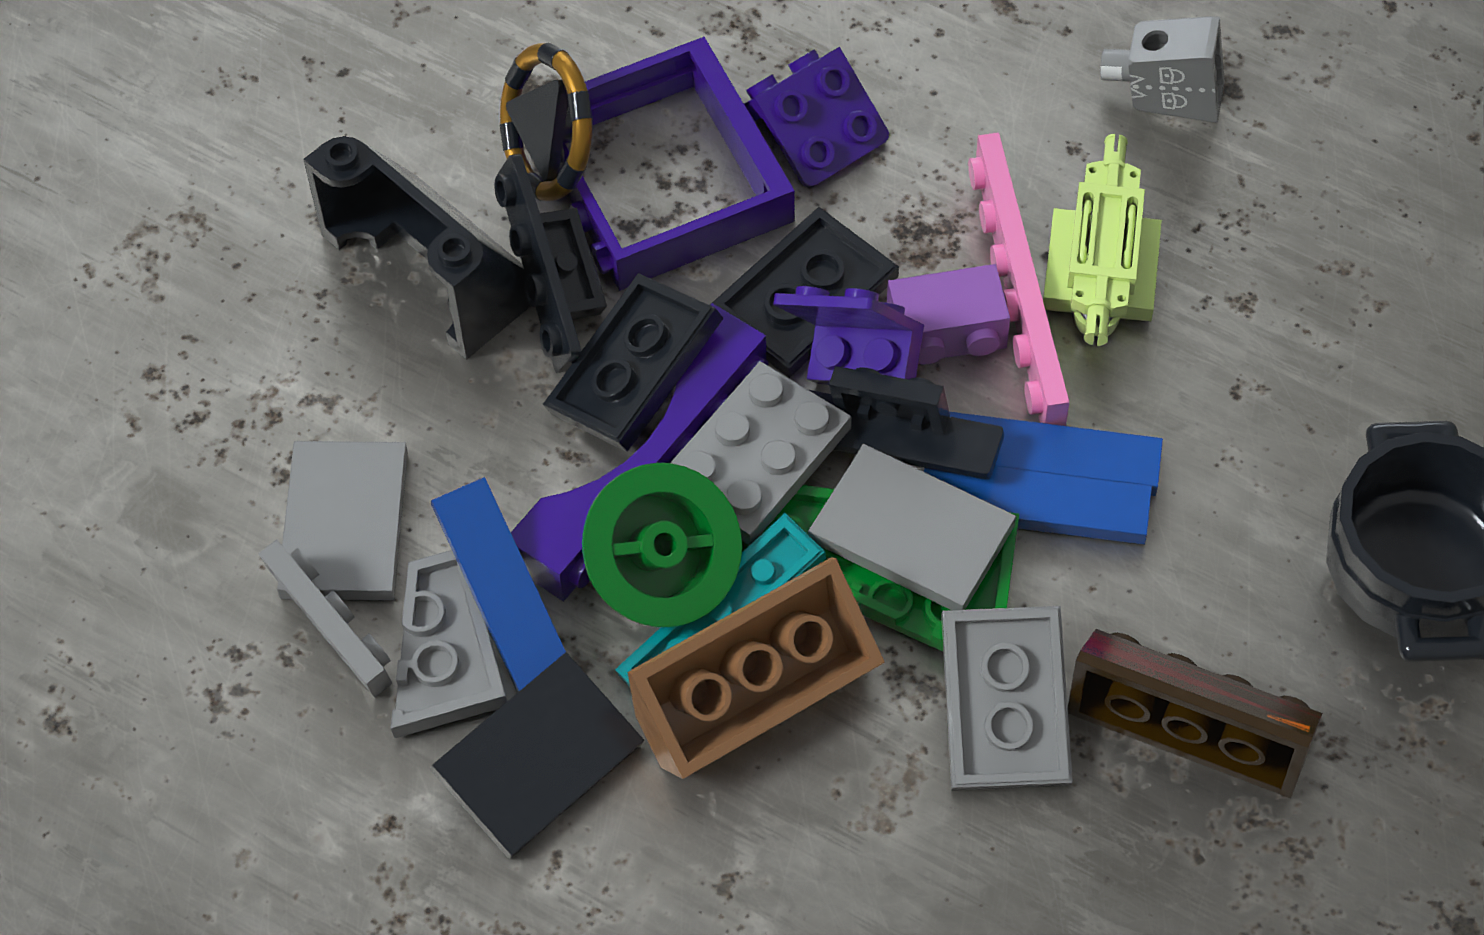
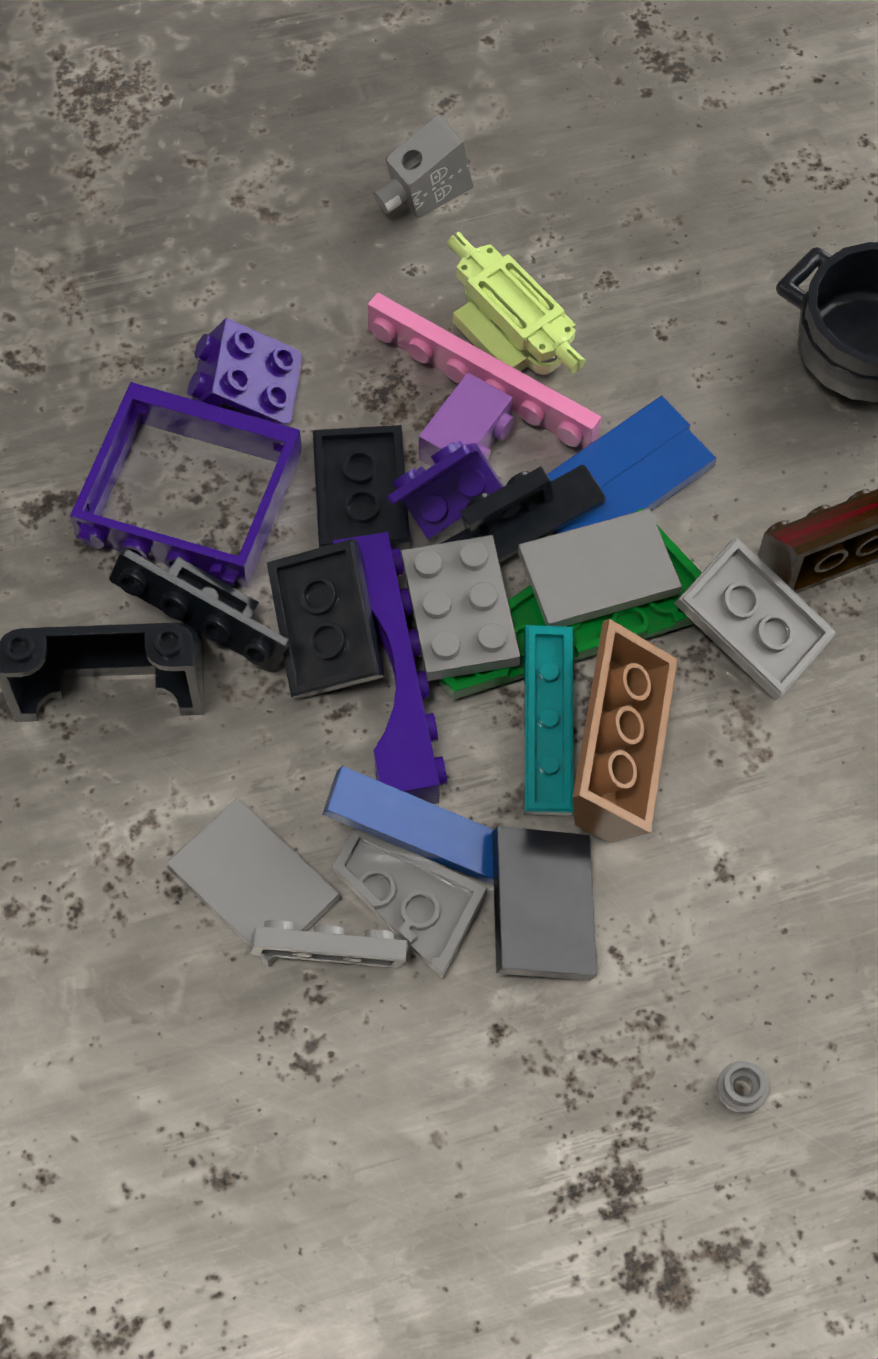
camera: 50 degrees left, 5 degrees up
(546, 120) = (106, 513): piece -> none
(662, 545) = (486, 710): green piece -> none

